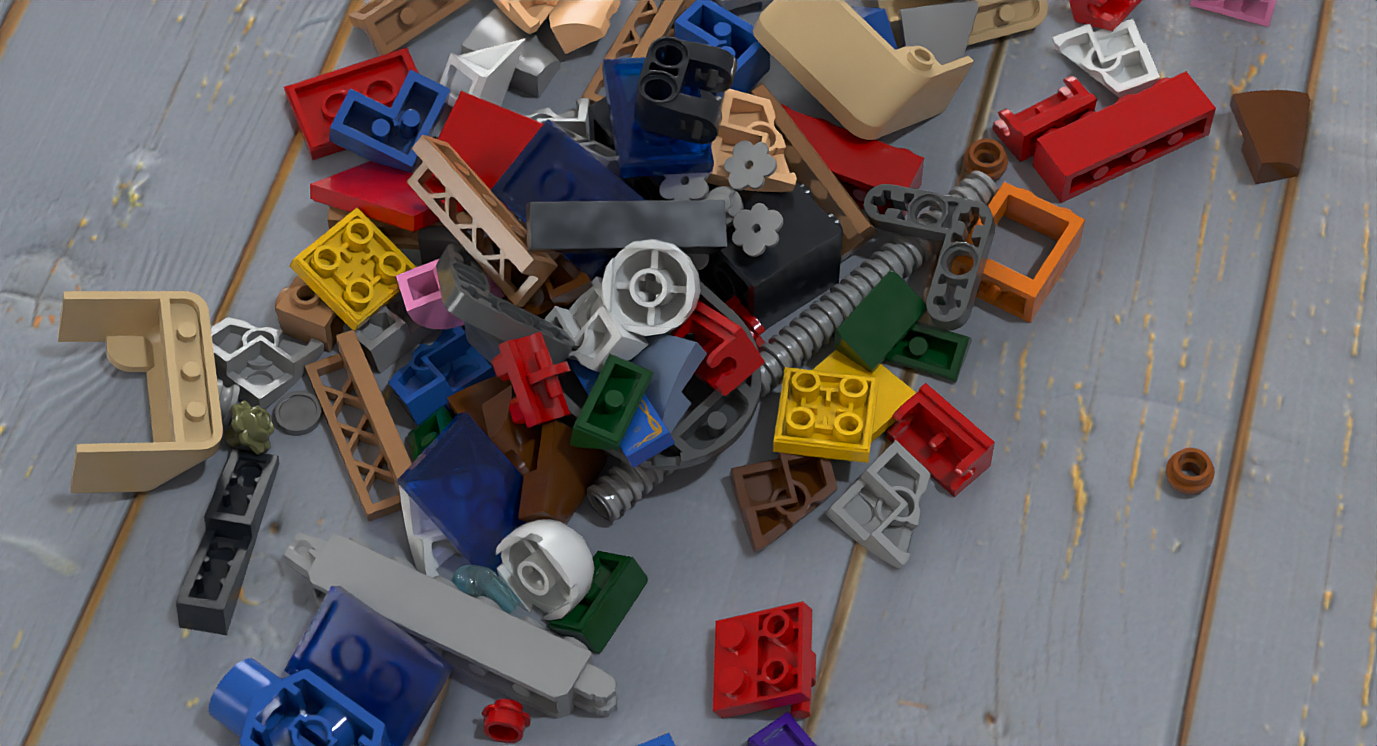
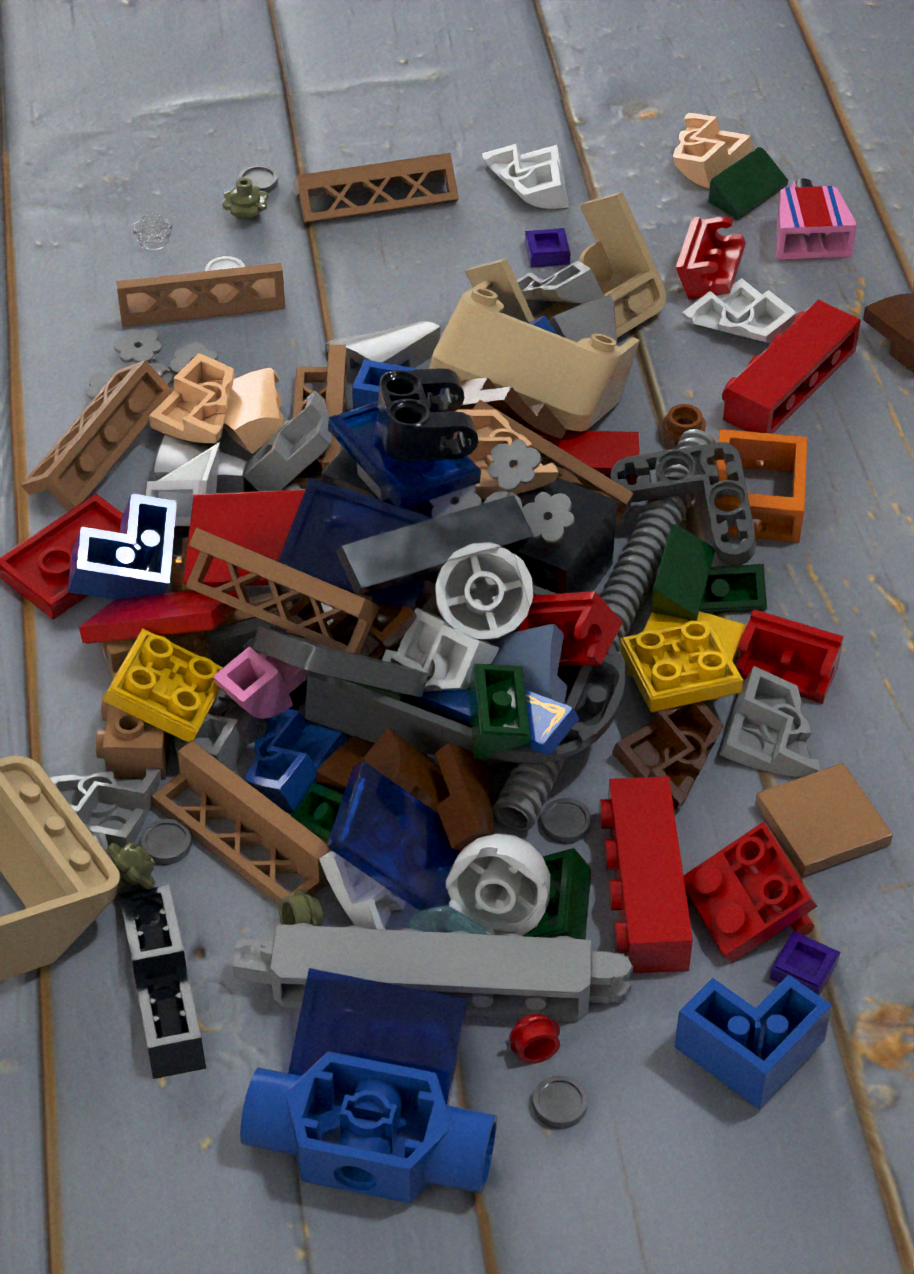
camera: 25 degrees left, 10 degrees down
(371, 525) = (300, 909): none -> olive plate
(534, 380) = (418, 706): red hips -> none
(582, 69) = (291, 447): none -> light grey slope
(651, 525) = (566, 820): none -> flat silver piece
(685, 606) = (647, 875): none -> red brick
(788, 87) = (507, 401): none -> reddish brown slope
(882, 614) = (823, 819): none -> medium nougat tile
(1022, 129) = (708, 382): red hinge -> none

